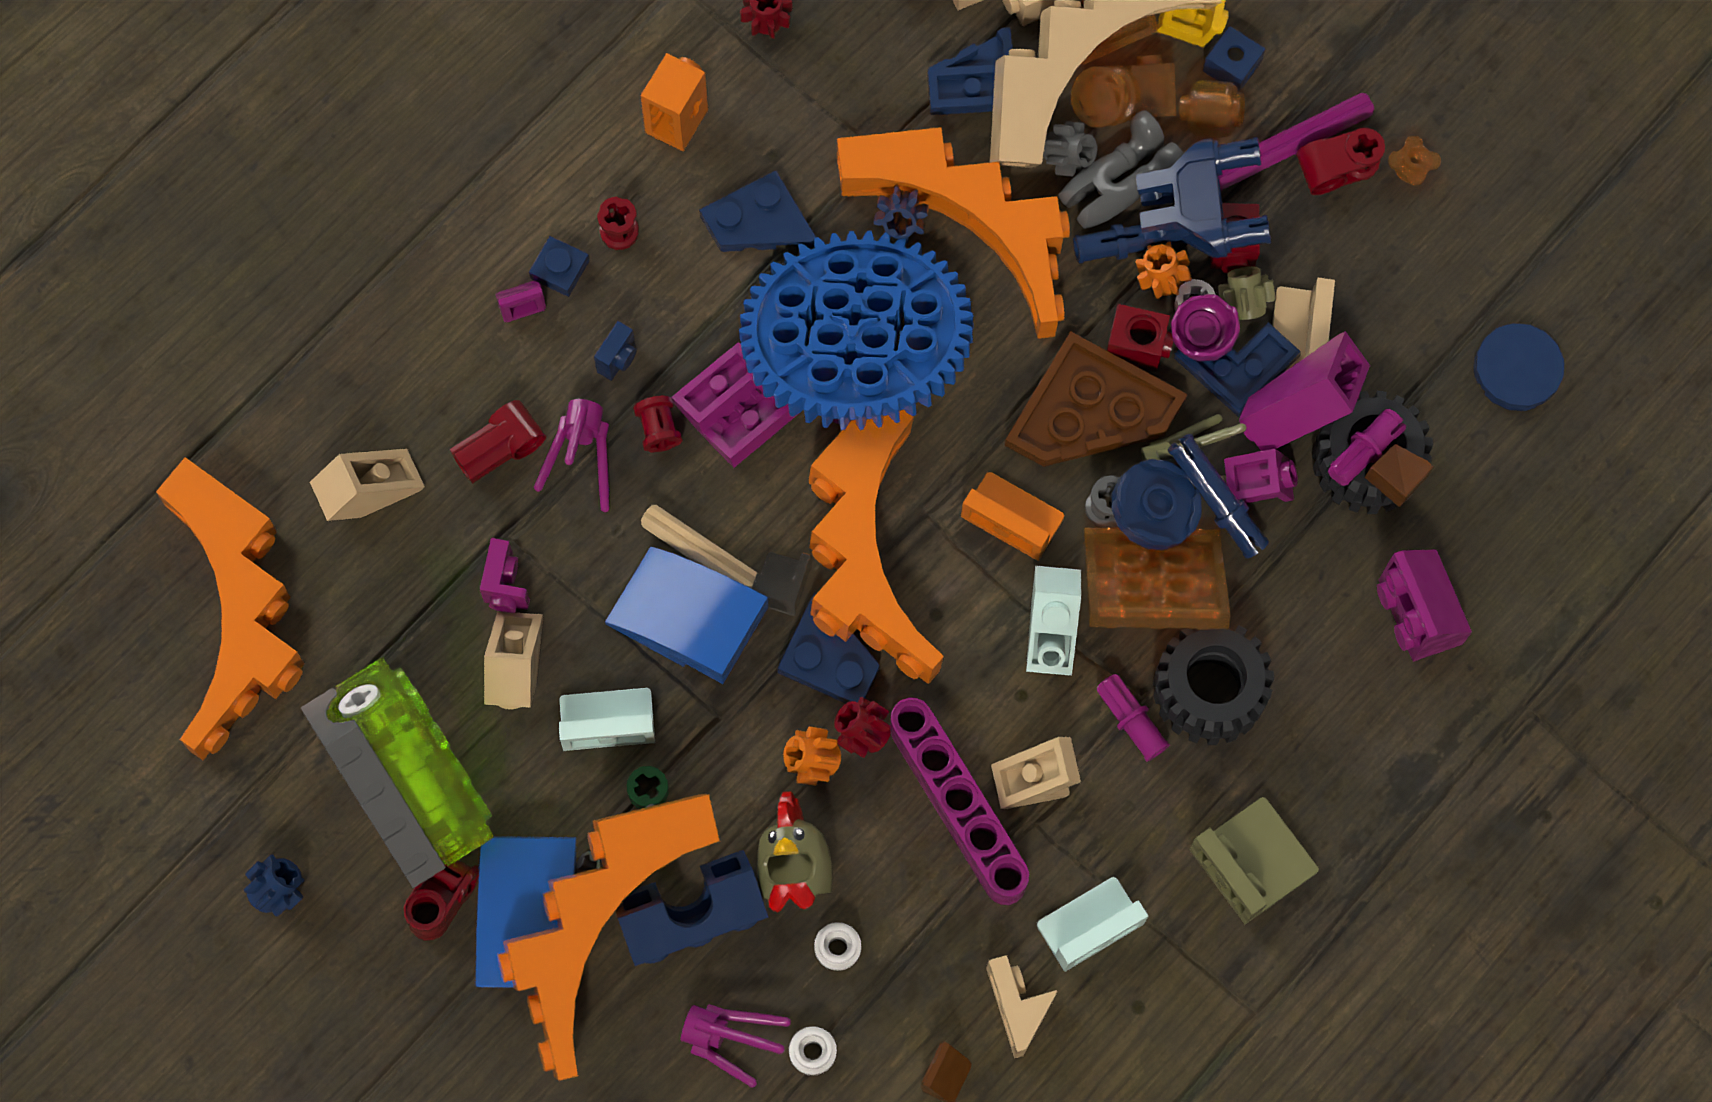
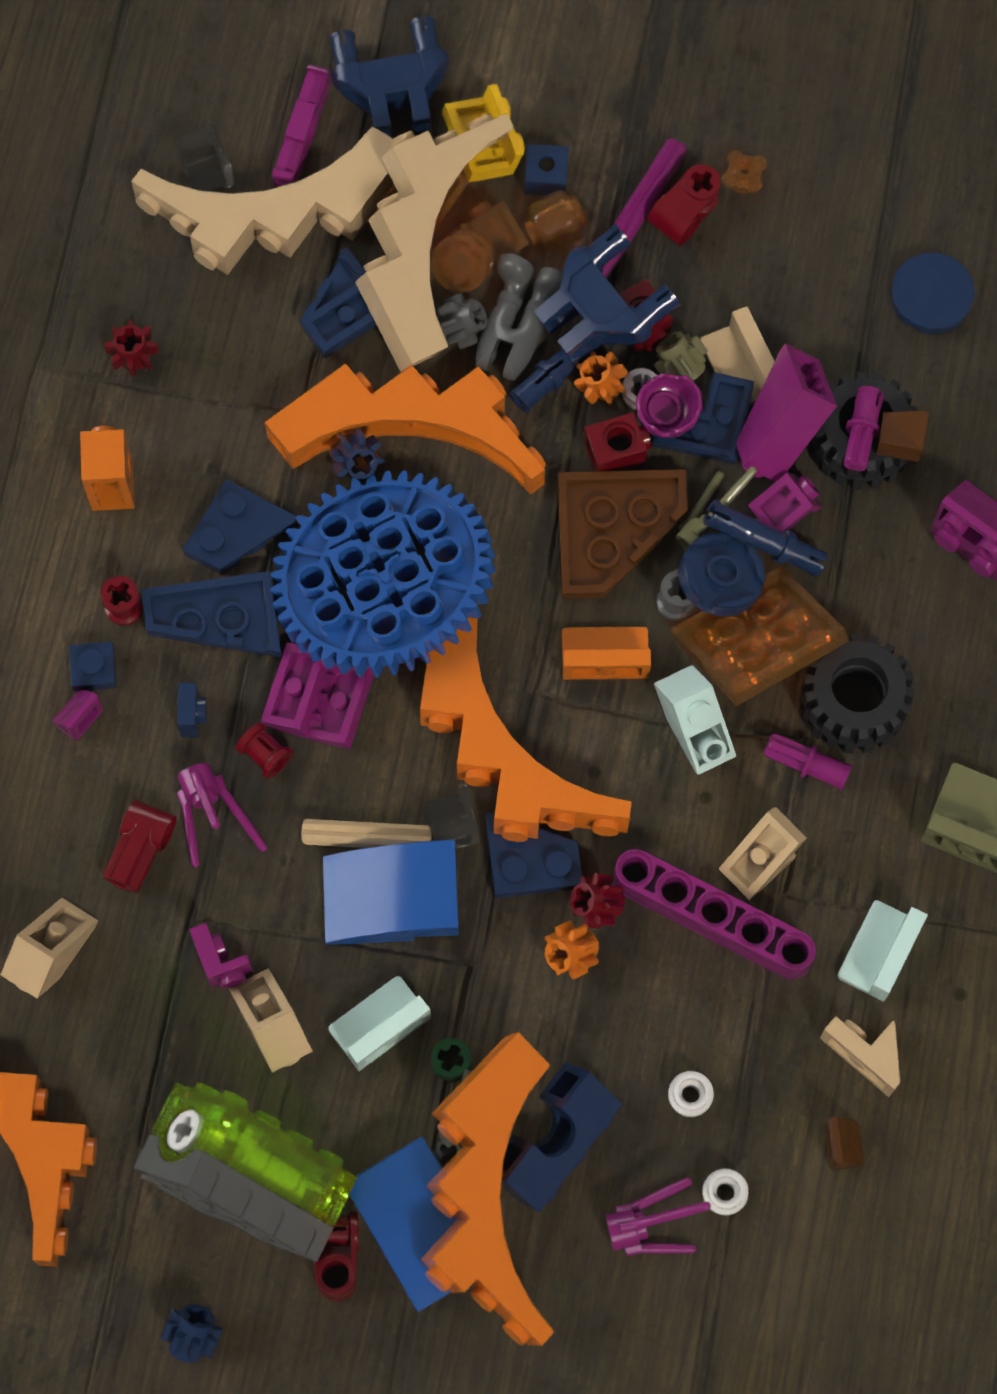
camera: 30 degrees left, 0 degrees up
(692, 281) = (216, 613): none -> dark blue wing
(793, 859) = (614, 1045): olive piece -> none

